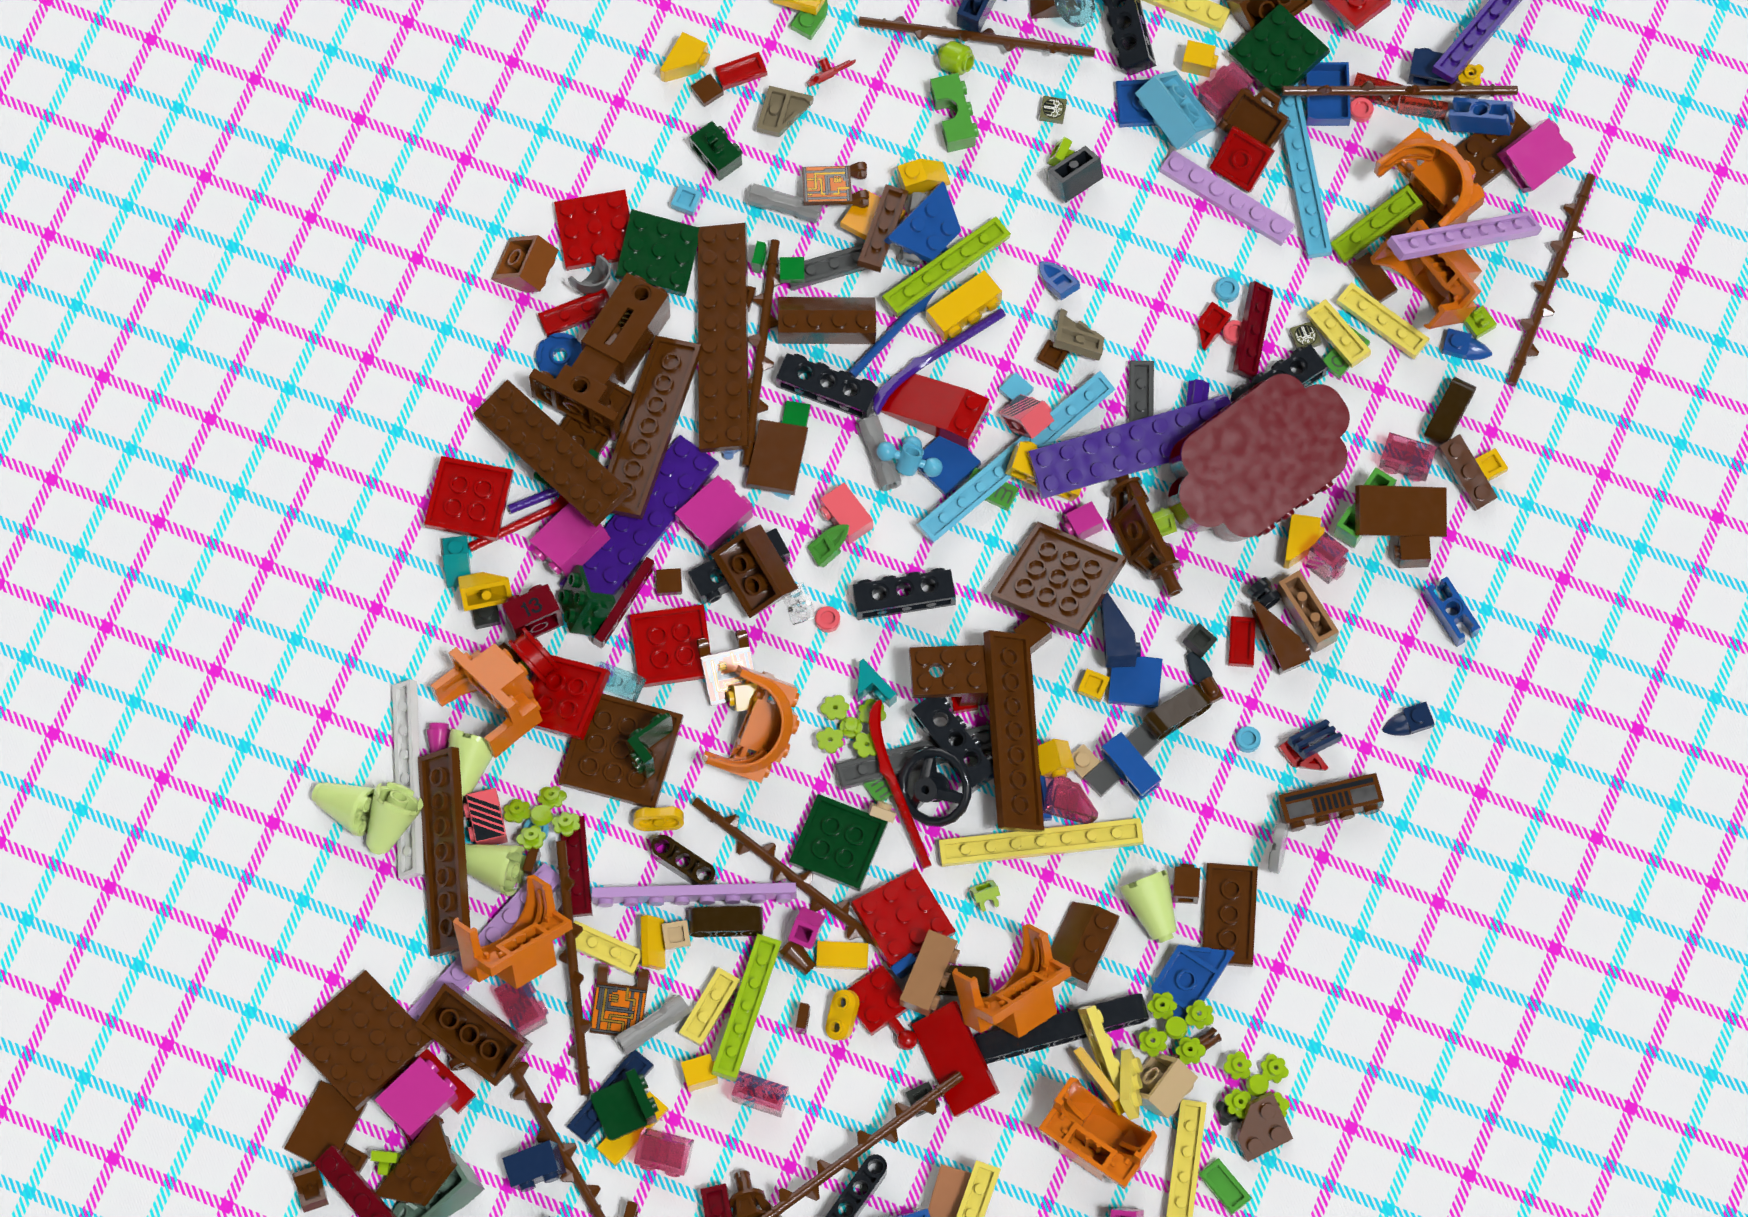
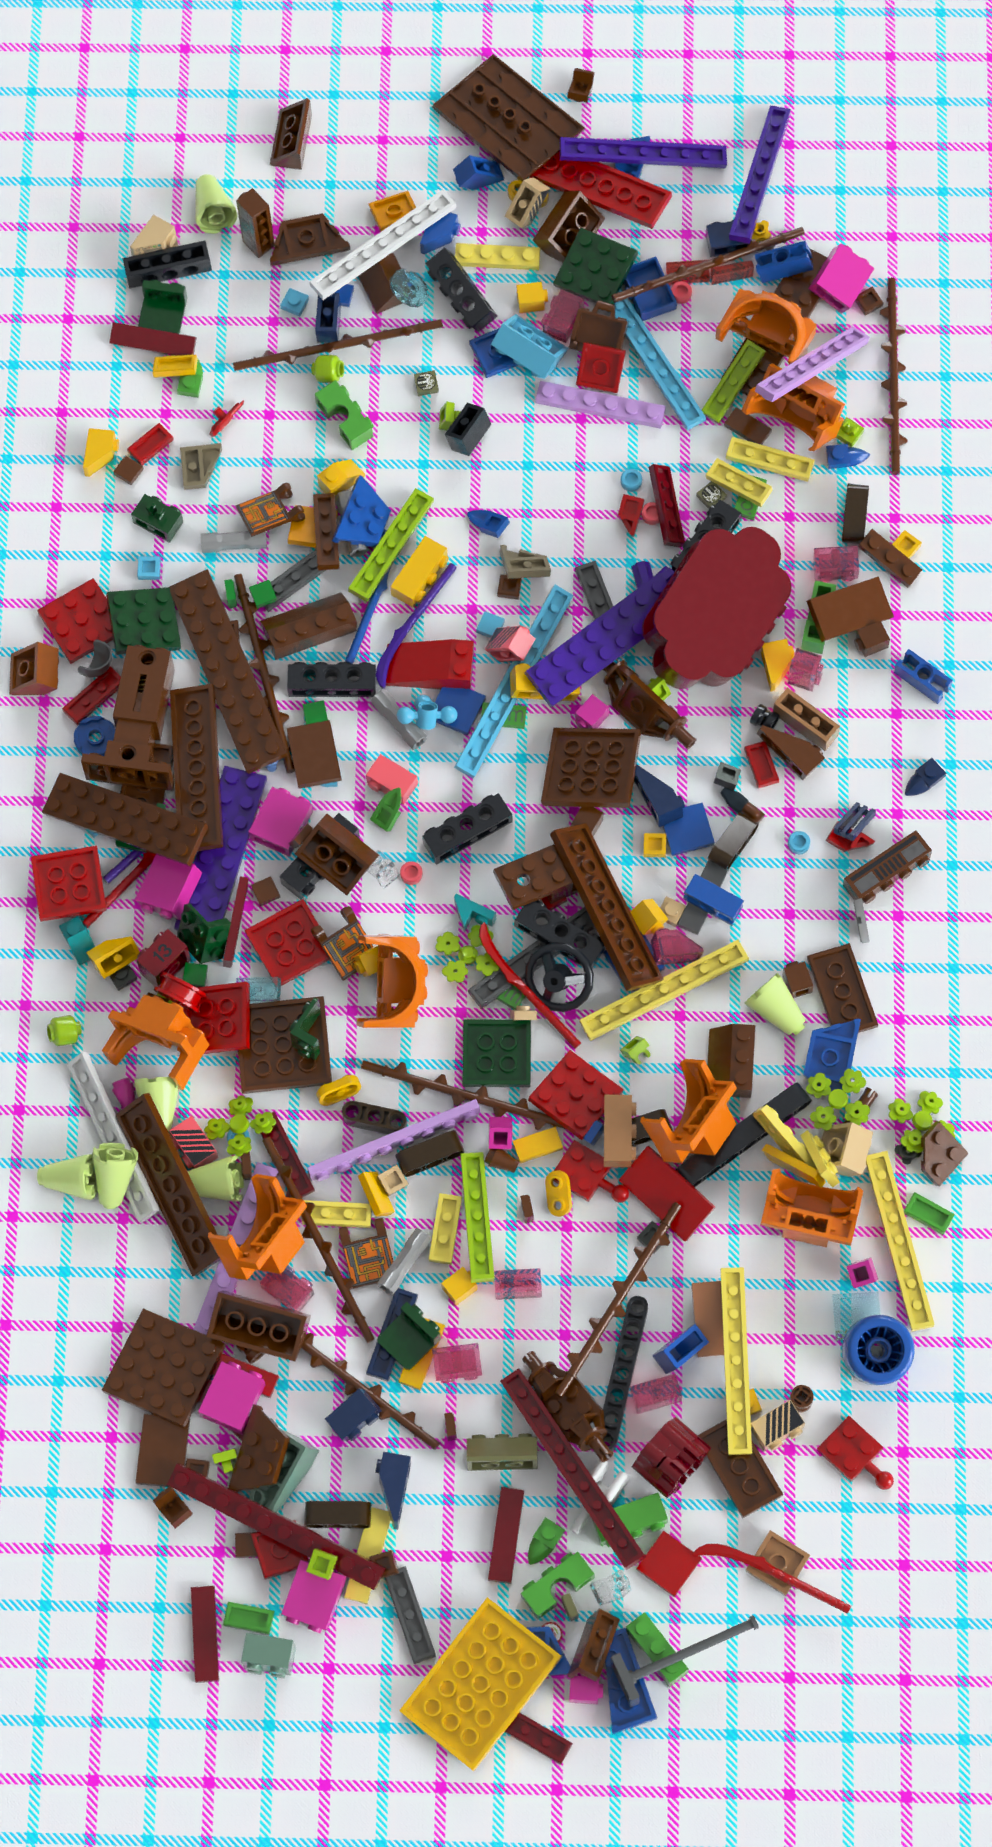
camera: 20 degrees left, 0 degrees up
(402, 649) = (63, 1030): none -> lime head
(561, 642) = (195, 974): none -> green tile
(723, 539) = (301, 835): none -> reddish brown tile
(1557, 190) = (869, 301): none -> reddish brown tile

